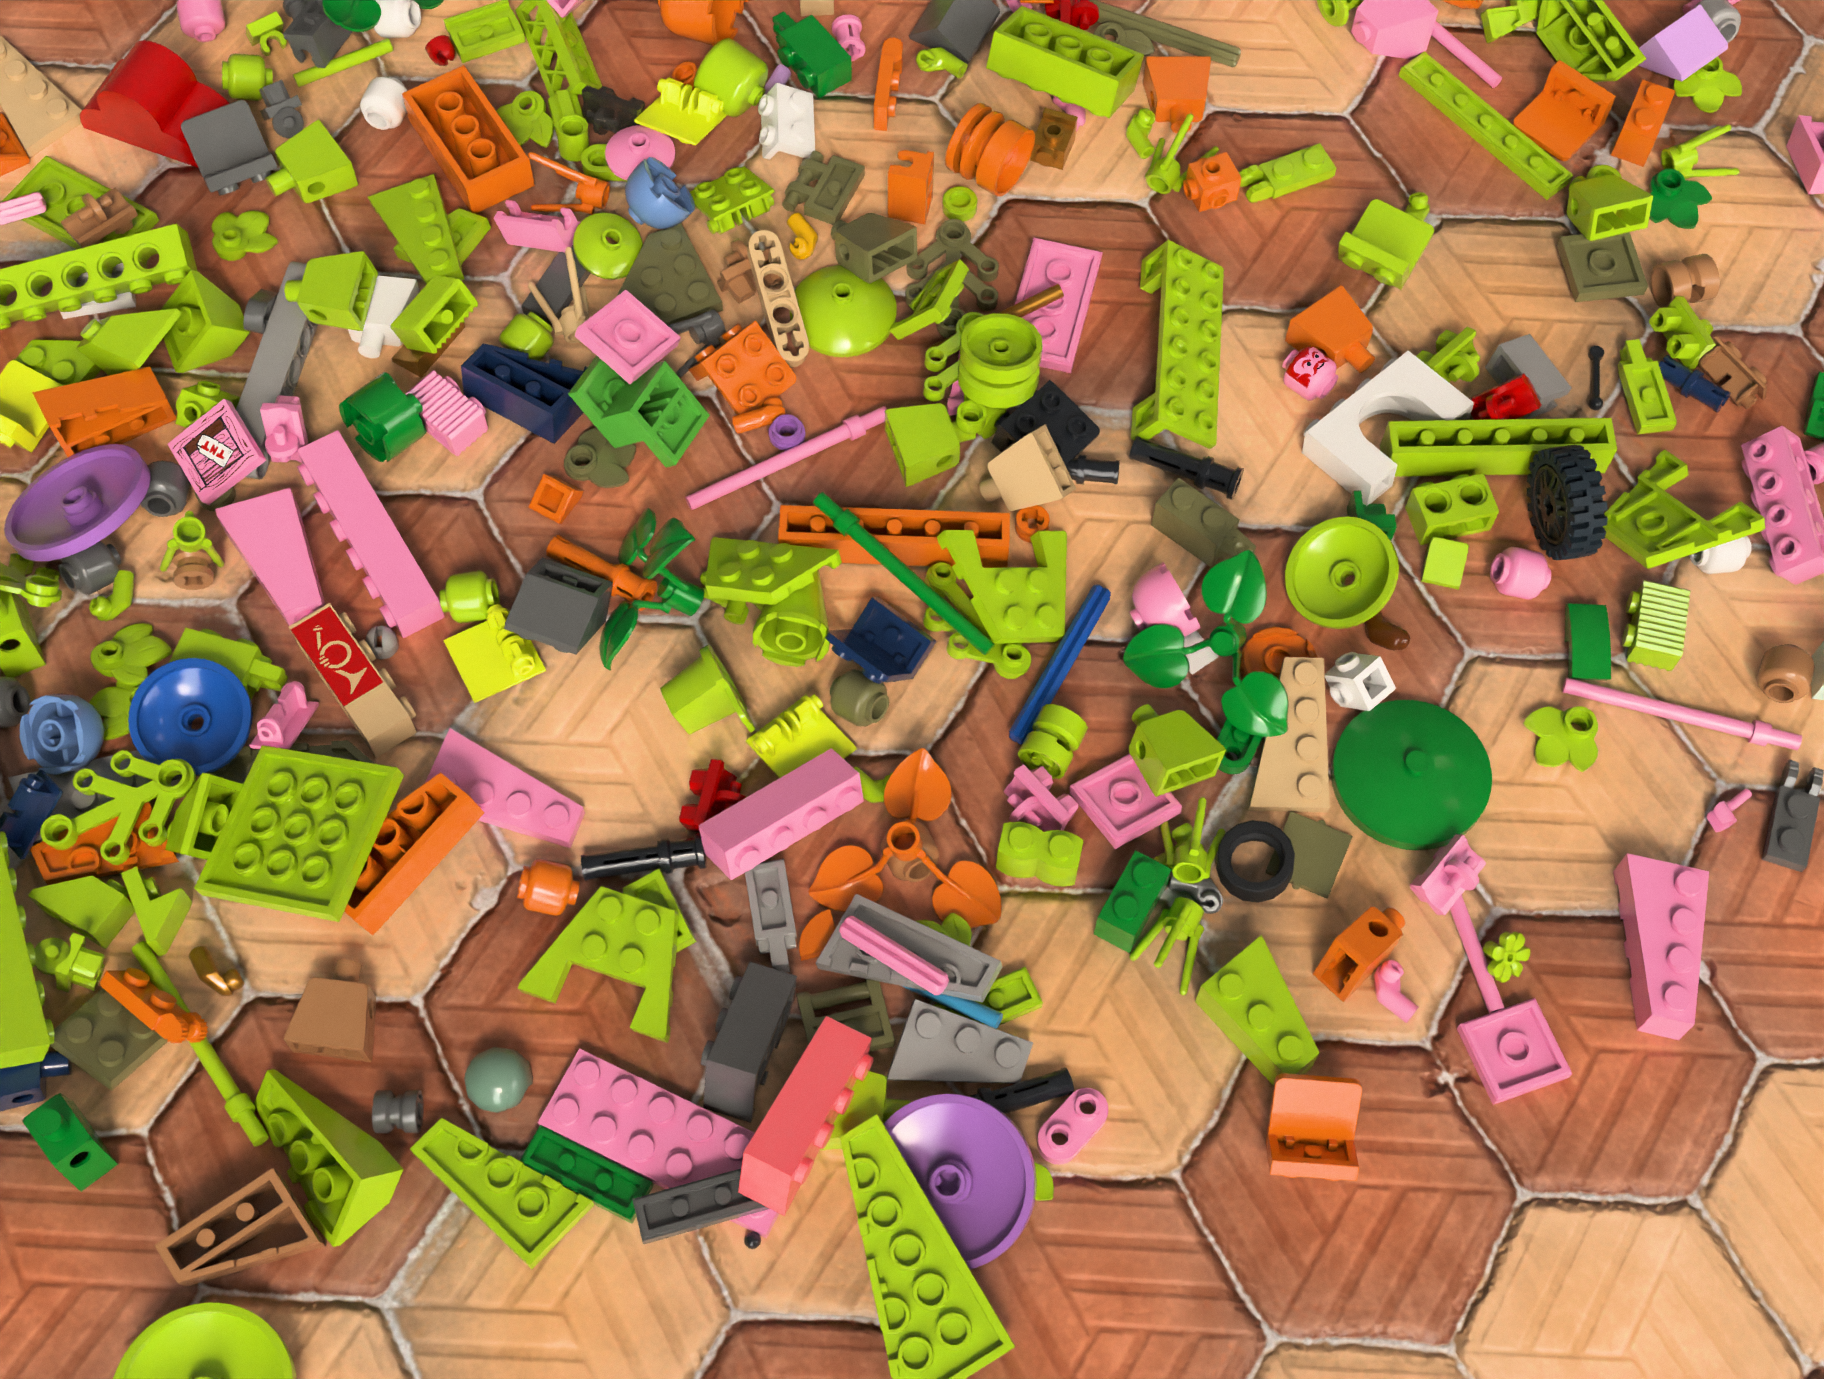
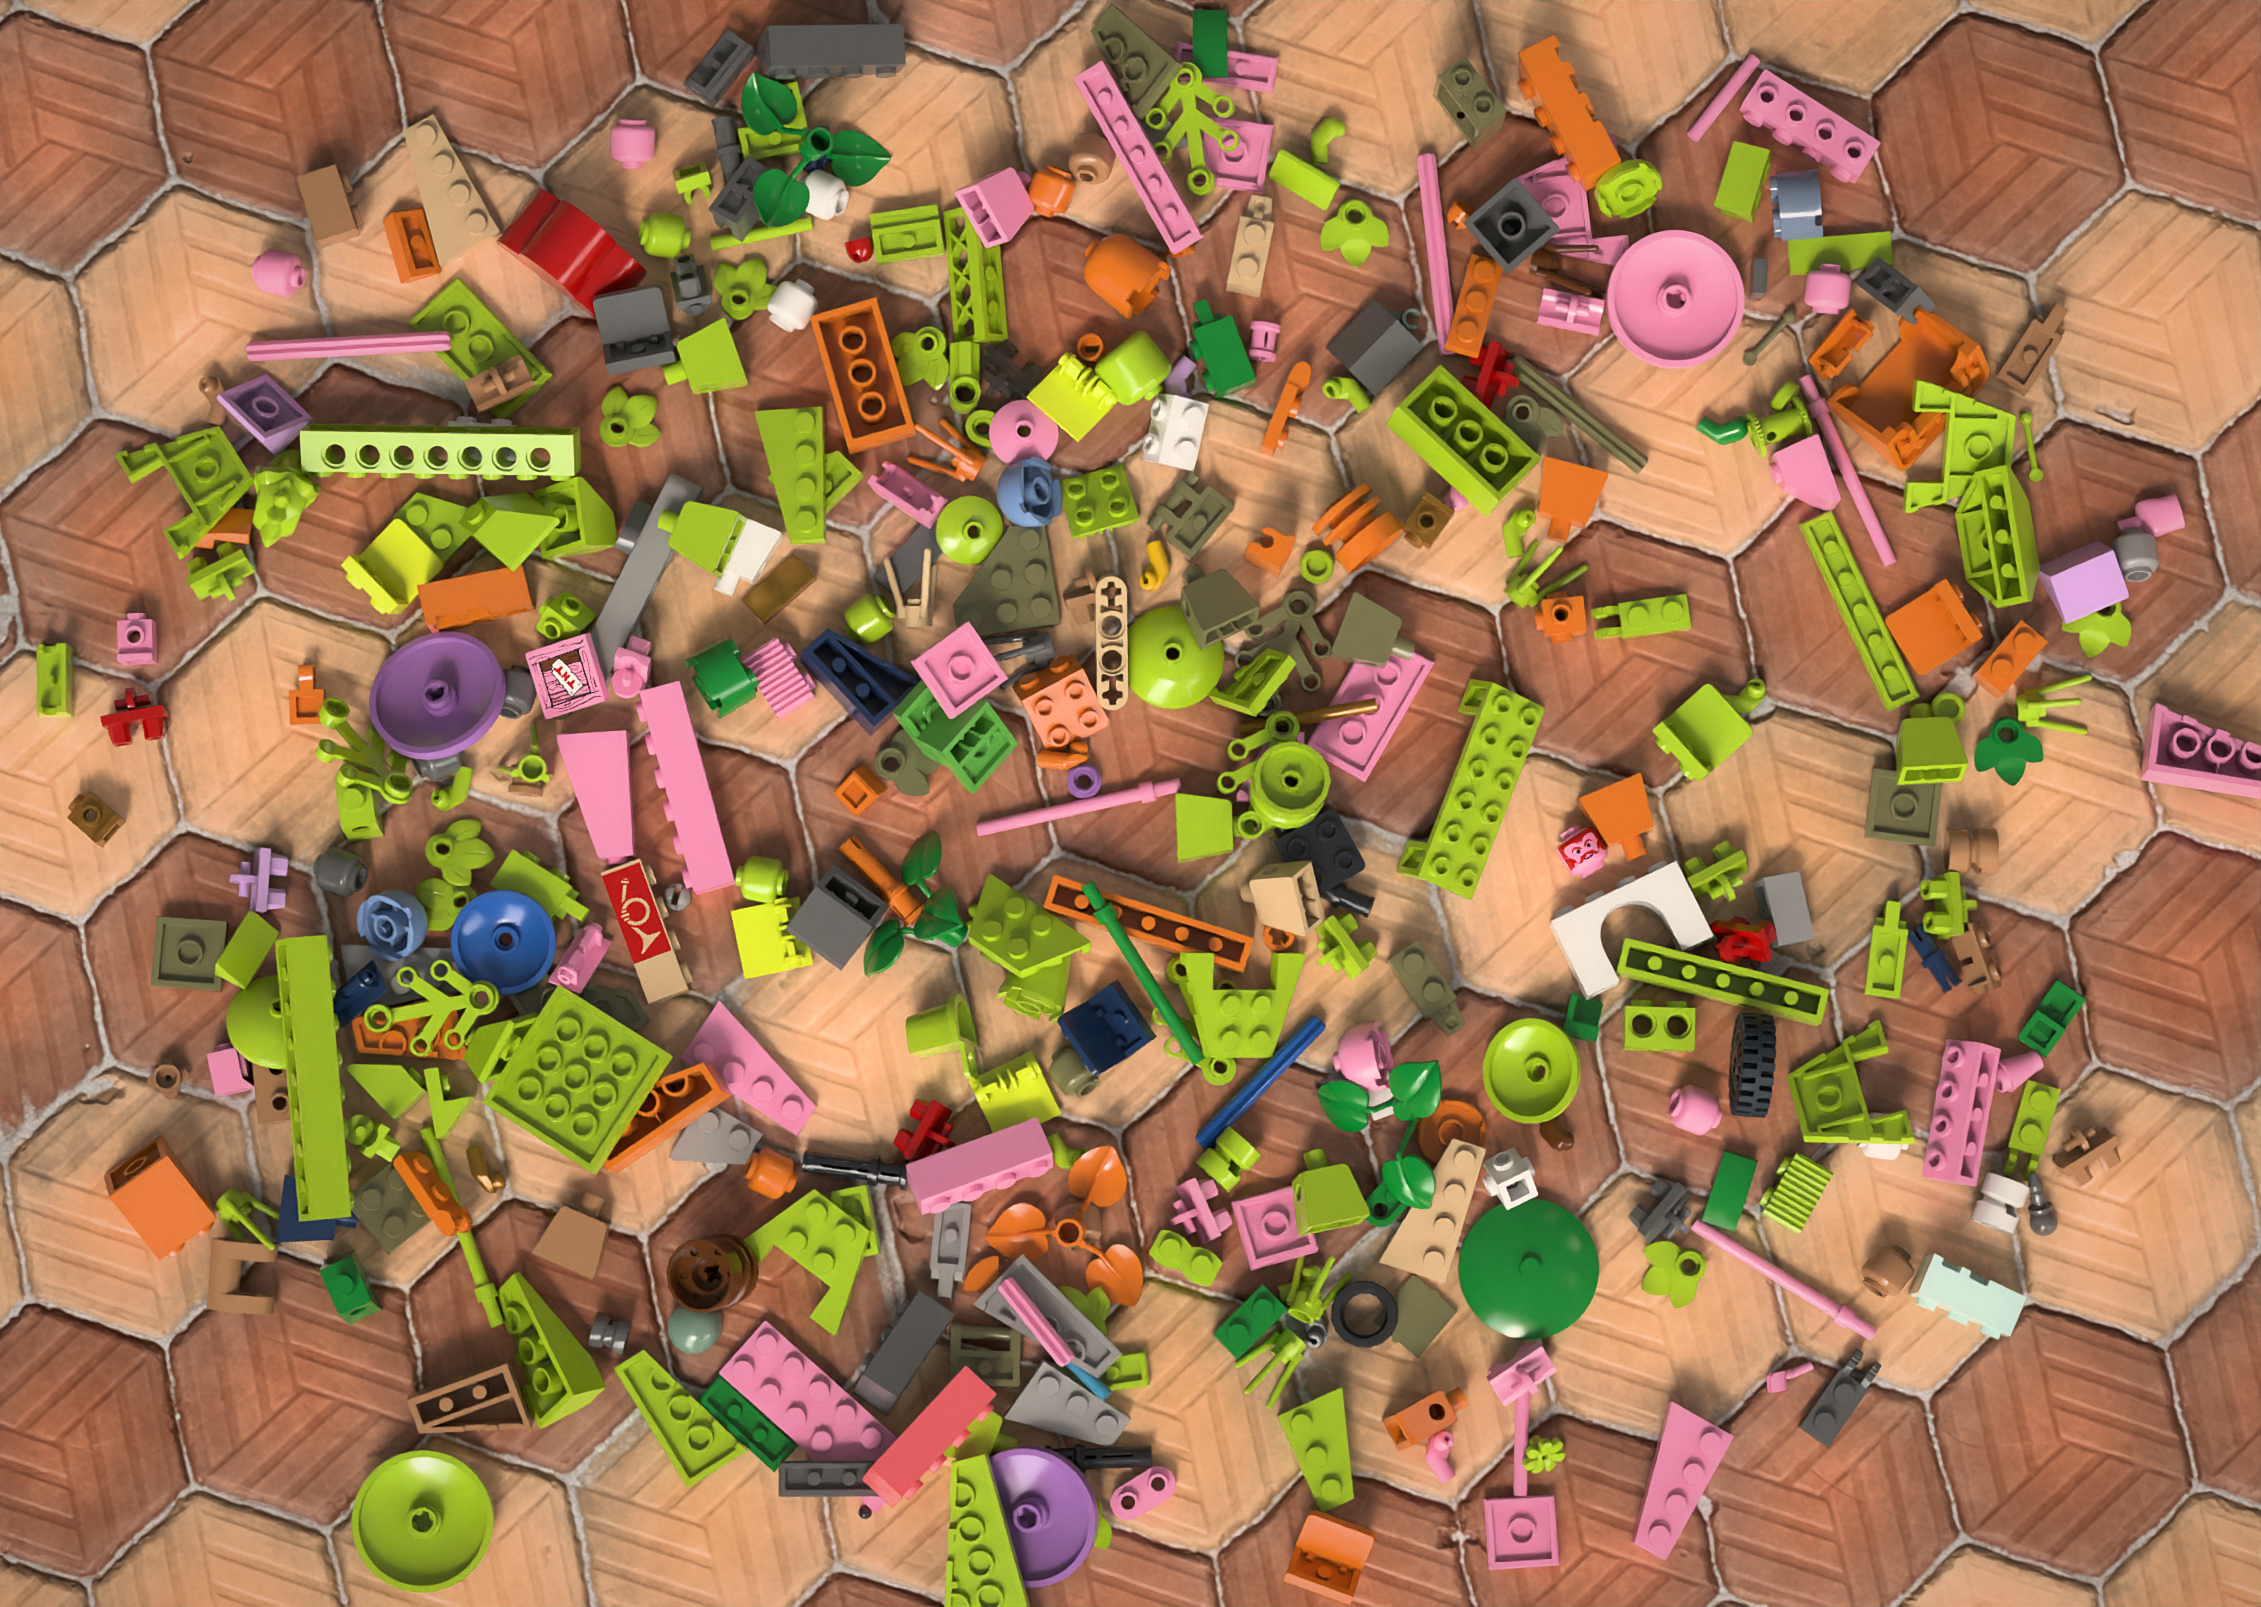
camera: 15 degrees right, 20 degrees up
(334, 106) = (745, 283): none -> lime plate
(434, 314) = (789, 580): lime brick -> none
(478, 870) = (717, 1139): none -> light grey wing
(483, 999) = (697, 1269): none -> reddish brown wheel
(1033, 234) = (1370, 635): none -> olive torso
(1103, 514) = (1340, 949): none -> lime hips
(1203, 472) = (1447, 926): black pin -> none
(1300, 17) = (1723, 433): none -> green arm
(1444, 562) = (1632, 1079): lime slope -> none
(1535, 677) = (1667, 1216): none -> dark grey hips
(1596, 354) = (1861, 898): black hinge -> none

